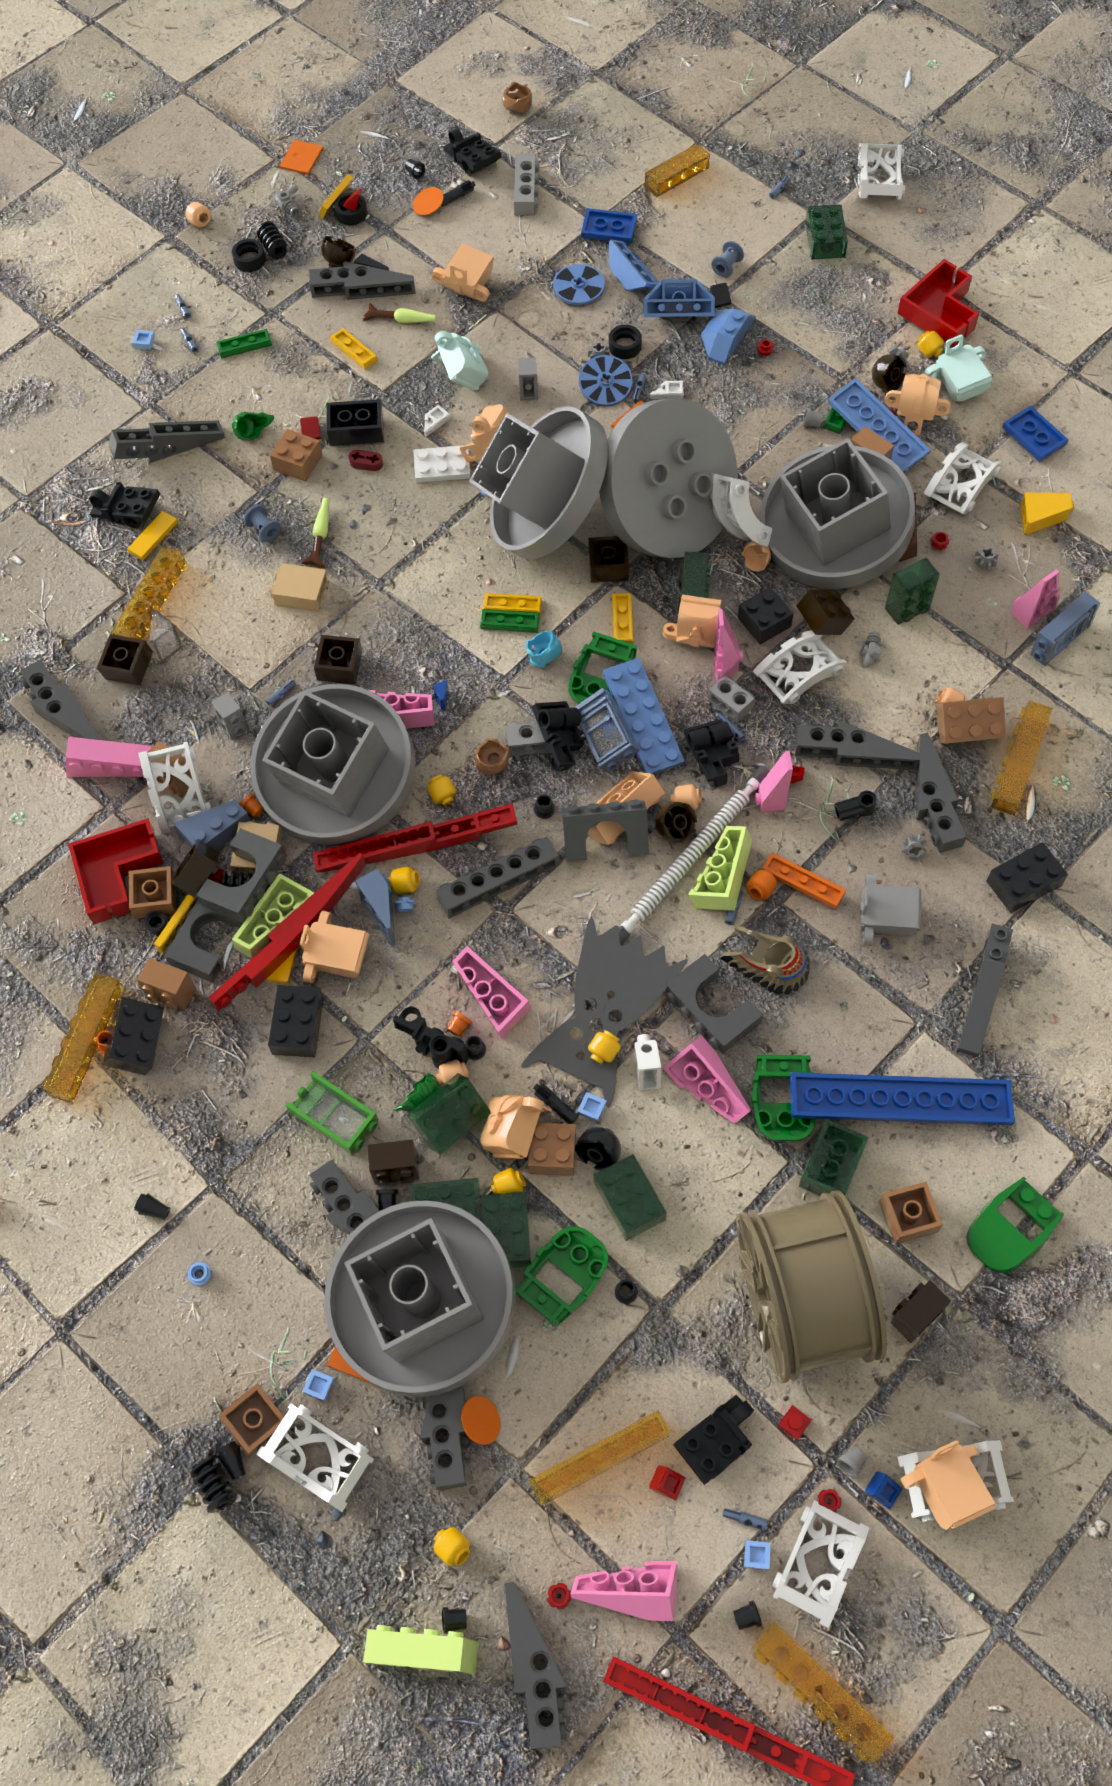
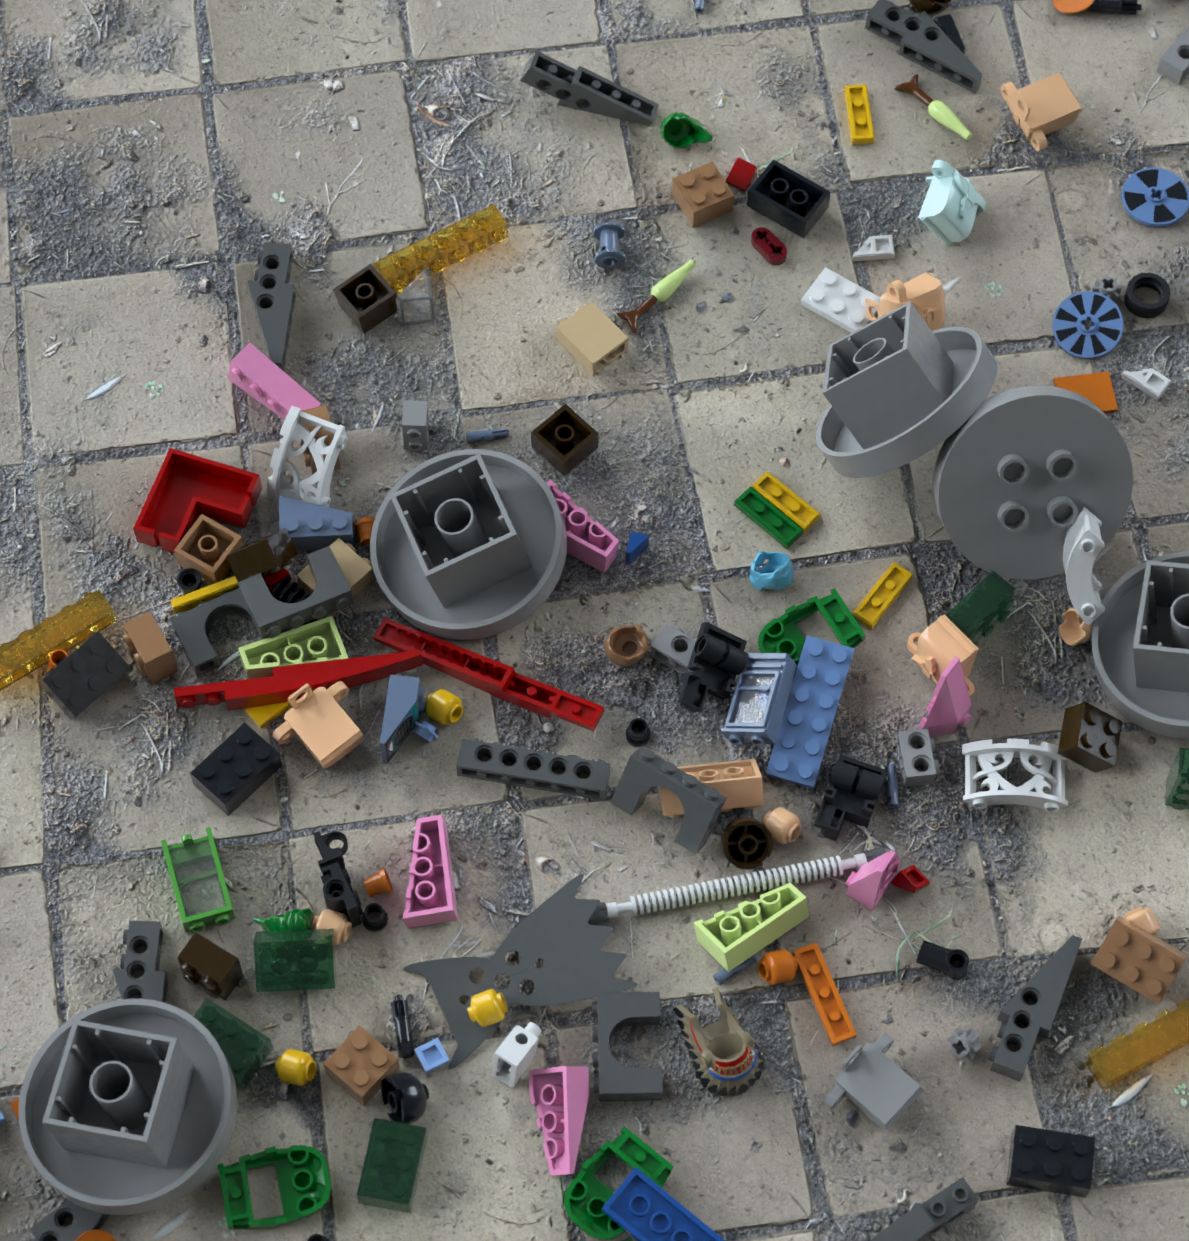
camera: 35 degrees right, 0 degrees up
(125, 504) = (496, 135): black plate -> none
(152, 535) = (498, 185): yellow tile -> none
(244, 343) = (753, 35): green tile -> none
(386, 1197) = (180, 996): black piece -> none
(441, 790) = (553, 643): yellow head -> none
(508, 1221) = (263, 1105): clear green brick -> none
(511, 1125) = (340, 1014): light nougat piece -> none
(528, 379) = (1003, 269): light grey brick -> none
(608, 559) = (915, 523): dark brown brick -> none
(639, 387) = (1116, 358): sand blue pin -> none
(765, 615) = (1028, 696): black brick -> none
(869, 752) = (1008, 916): dark grey brick -> none
(871, 649) = (1104, 813): light grey piece -> none

